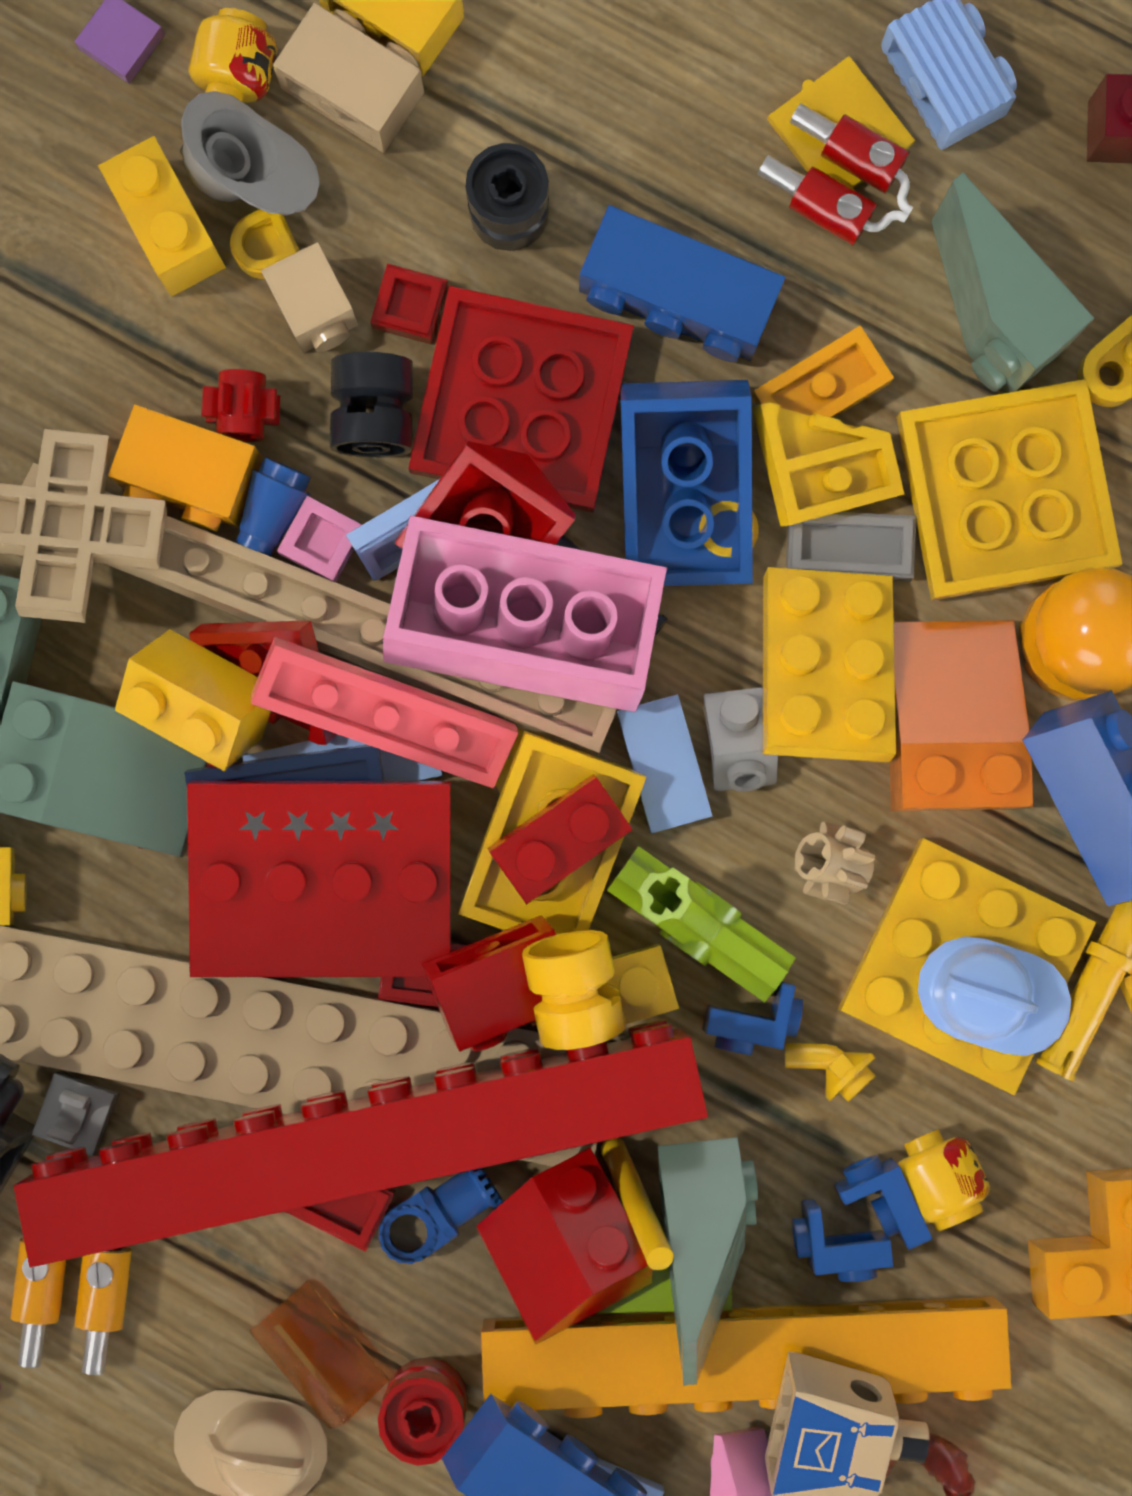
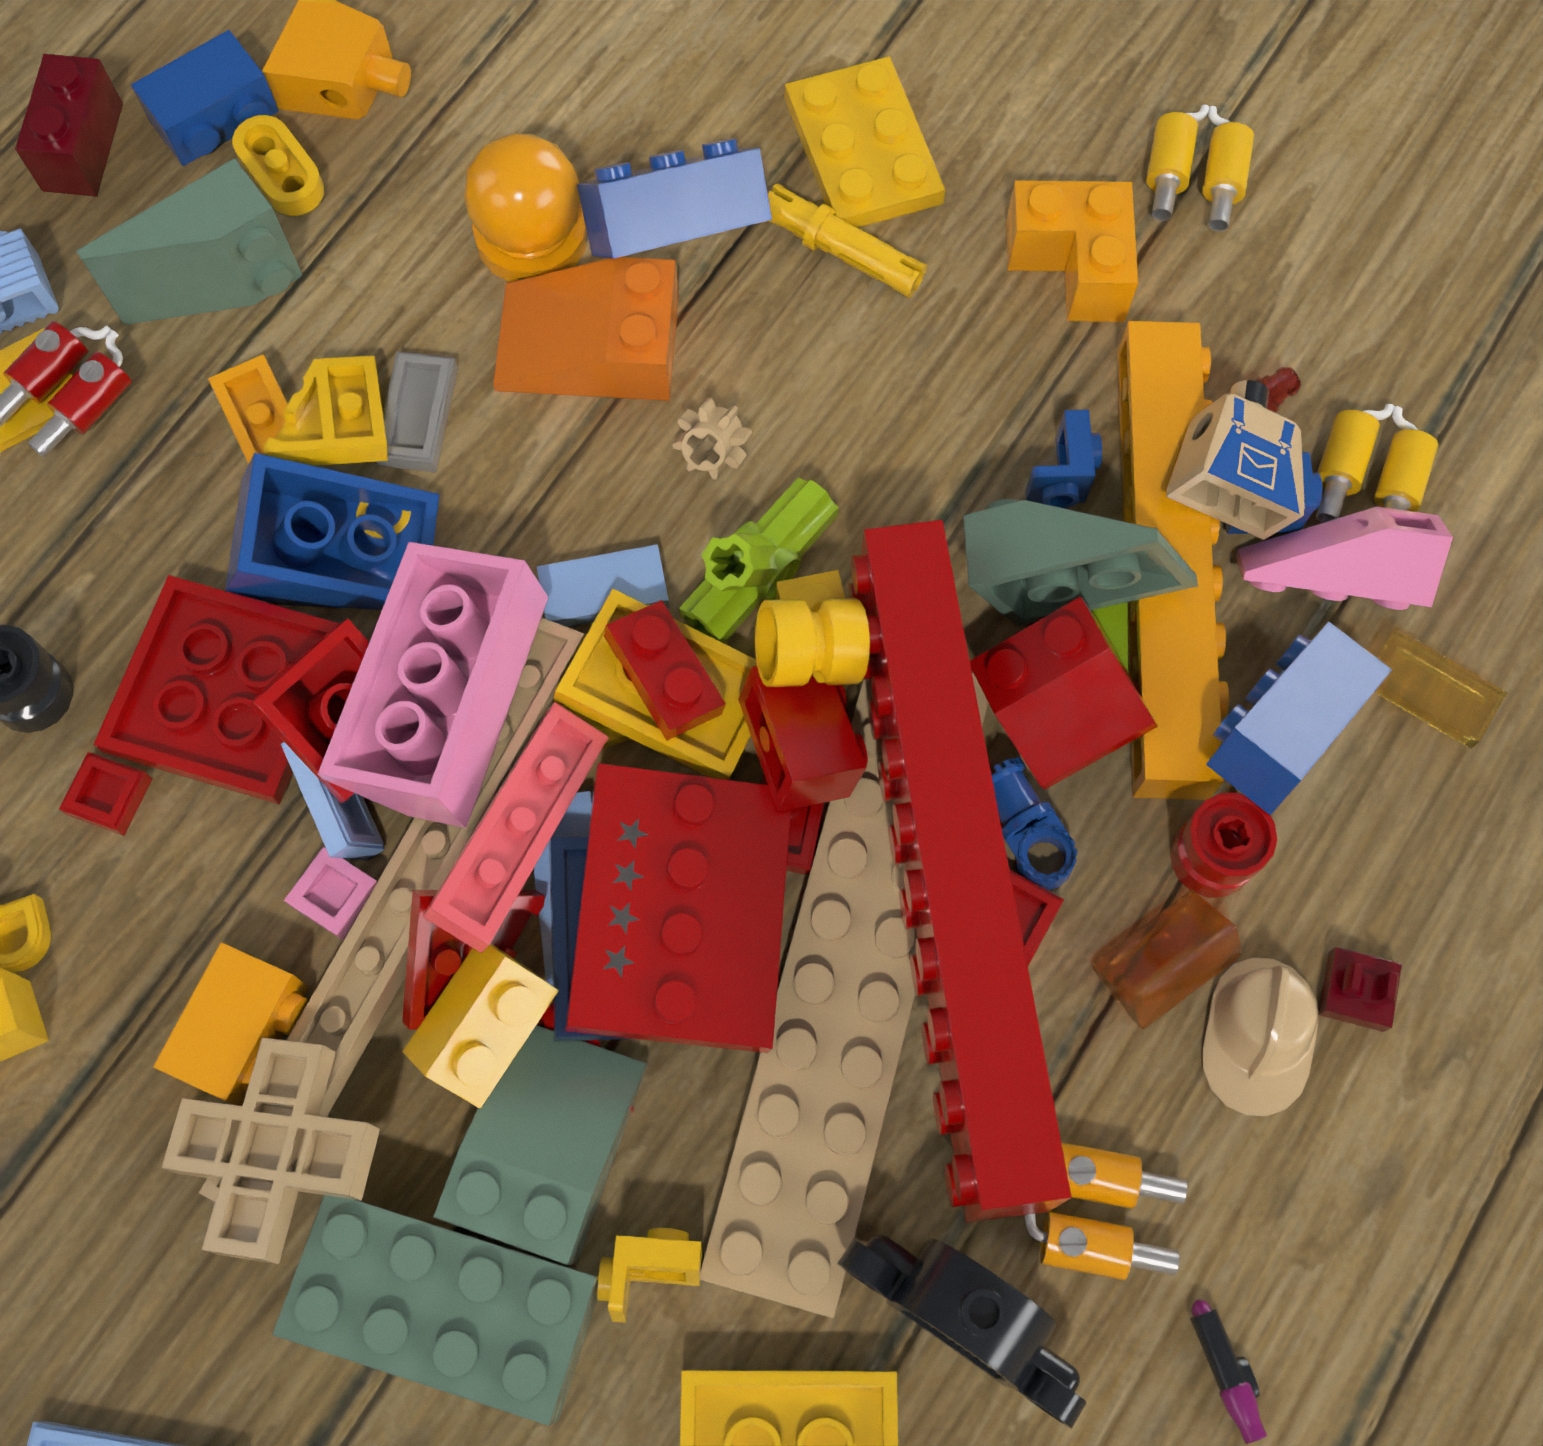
camera: 85 degrees left, 15 degrees down
(75, 1113) = (909, 1197): light grey tile -> none
(241, 405) = (173, 961): red gear -> none
(271, 505) = (286, 940): blue cone -> none
(311, 299) = (79, 884): tan brick -> none
(376, 383) = (189, 827): black wheel -> none
(637, 1204) = (1033, 605): yellow bar -> none
(679, 285) = (136, 532): blue brick -> none
(736, 740) = (585, 512): light grey bracket -> none
(740, 1030) = (858, 501): blue bracket -> none
(828, 665) = (525, 428): yellow plate -> none
(845, 1071) = (908, 448): yellow plate -> none
(896, 1206) = (1025, 413): blue bracket -> none
(938, 902) = (817, 347): yellow plate -> none
(944, 1179) = (1011, 373): yellow head -> none
(994, 996) = (845, 317): light blue piece -> none
(1008, 489) = (384, 274): yellow plate -> none

